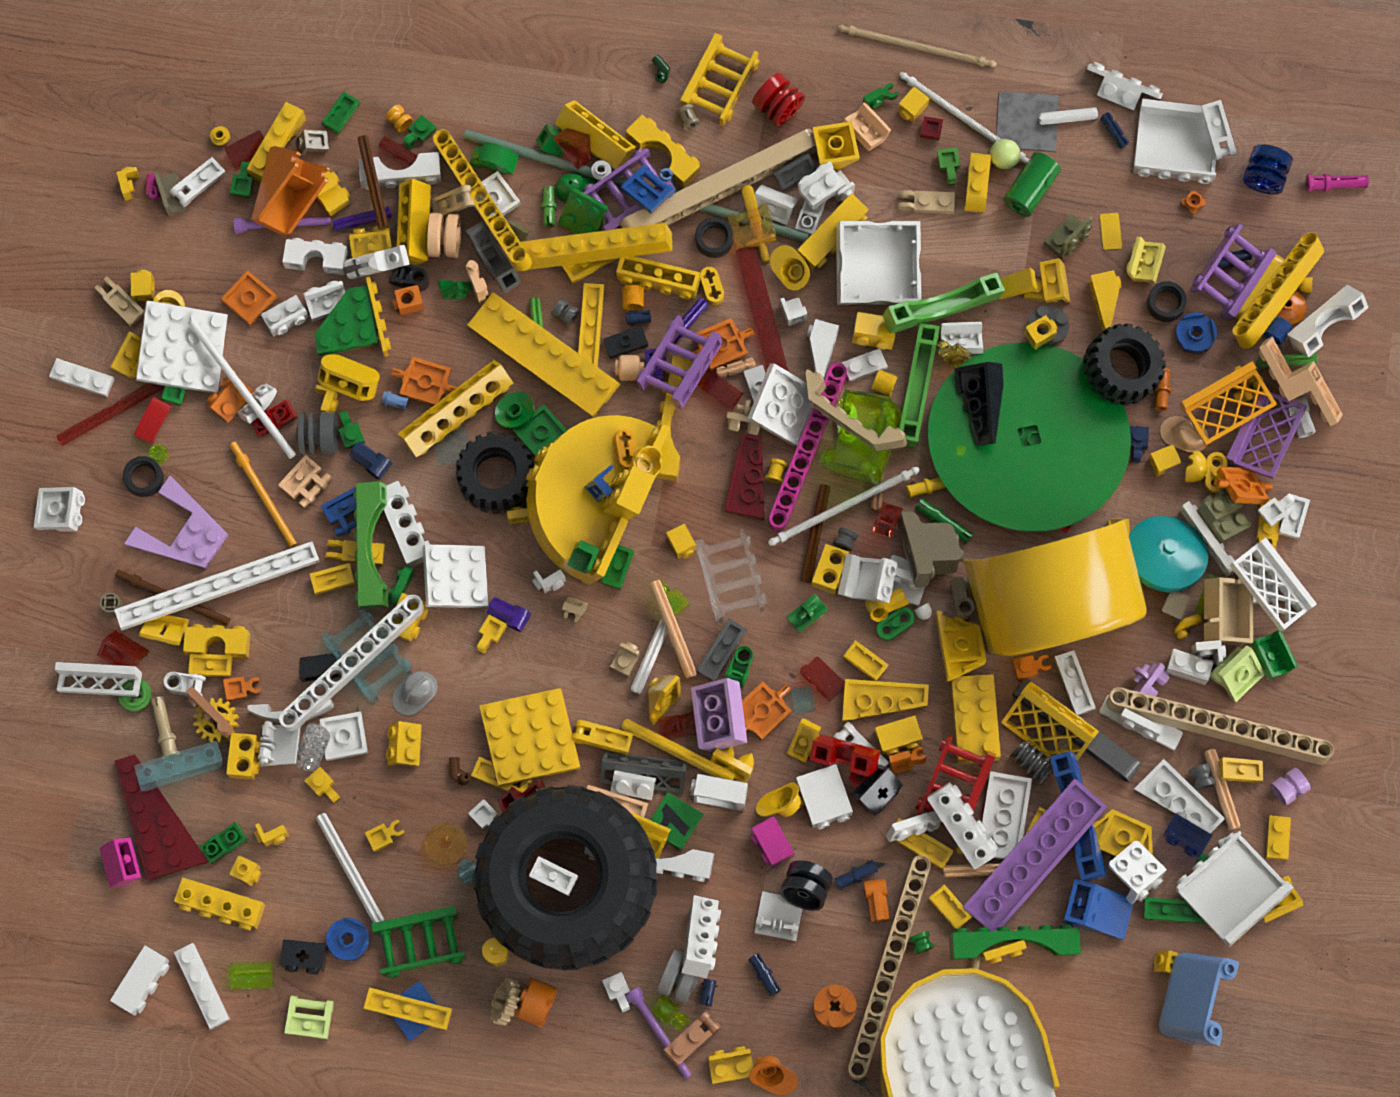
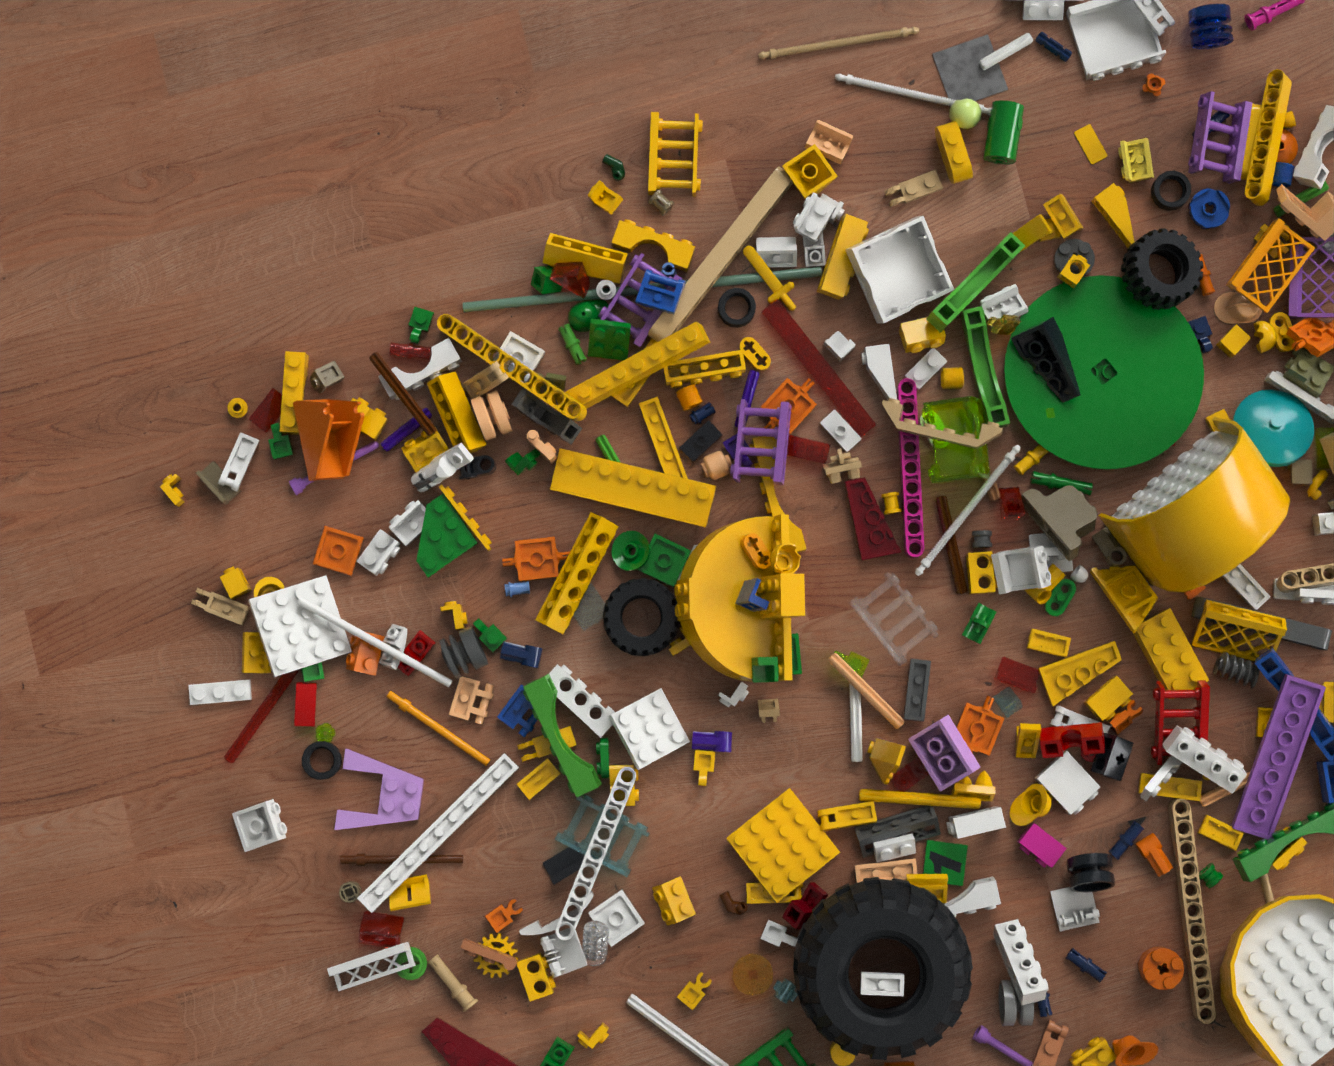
camera: 25 degrees left, 10 degrees up
(151, 188) = (198, 486): dark pink arm -> none
(178, 766) = (485, 1016): clear light blue fence -> none
(185, 682) = (453, 934): white piece -> none
(198, 639) = (444, 887): yellow arch -> none
(210, 665) = (466, 907): yellow plate -> none
(298, 252) = (363, 487): white arch -> none
(321, 783) = (615, 969): yellow plate -> none
(340, 113) = (339, 337): green plate -> none
(348, 377) = (466, 587): yellow brick -> none
(399, 118) = (396, 319): light orange wheel -> none
(408, 292) = (488, 480): orange brick -> none
(414, 693) = (660, 849): light grey piece -> none
(494, 157) = (502, 320): green brick -> none
(565, 312) = (638, 439): dark grey wheel -> none
(617, 989) = (962, 1035): white plate -> none
(625, 658) = (834, 735): tan bracket -> none
(638, 90) = (604, 197): none -> yellow bracket
(667, 1012) = (1017, 1036): clear neon green plate -> none
(681, 541) = (837, 606): yellow brick -> none
(735, 368) = (811, 422): light nougat axle -> none
(738, 669) = (940, 699): green piece -> none
(755, 232) = (772, 288): clear yellow plate -> none
(778, 99) = (738, 151): red wheel -> none
(782, 405) = (872, 441): white plate -> none
(790, 267) = (820, 308): yellow piece -> none
(794, 171) = (782, 212): dark grey plate -> none
(877, 97) = (824, 111): green plate -> none
(913, 105) = (861, 102): yellow brick -> none
(931, 128) = (887, 117): dark red plate -> none
(948, 162) = (917, 142): bright green plate -> none
(1006, 810) = (1233, 725): white plate -> none
(1067, 235) = (1056, 166): olive bracket -> none
(1147, 676) = (1304, 549): lavender hips -> none

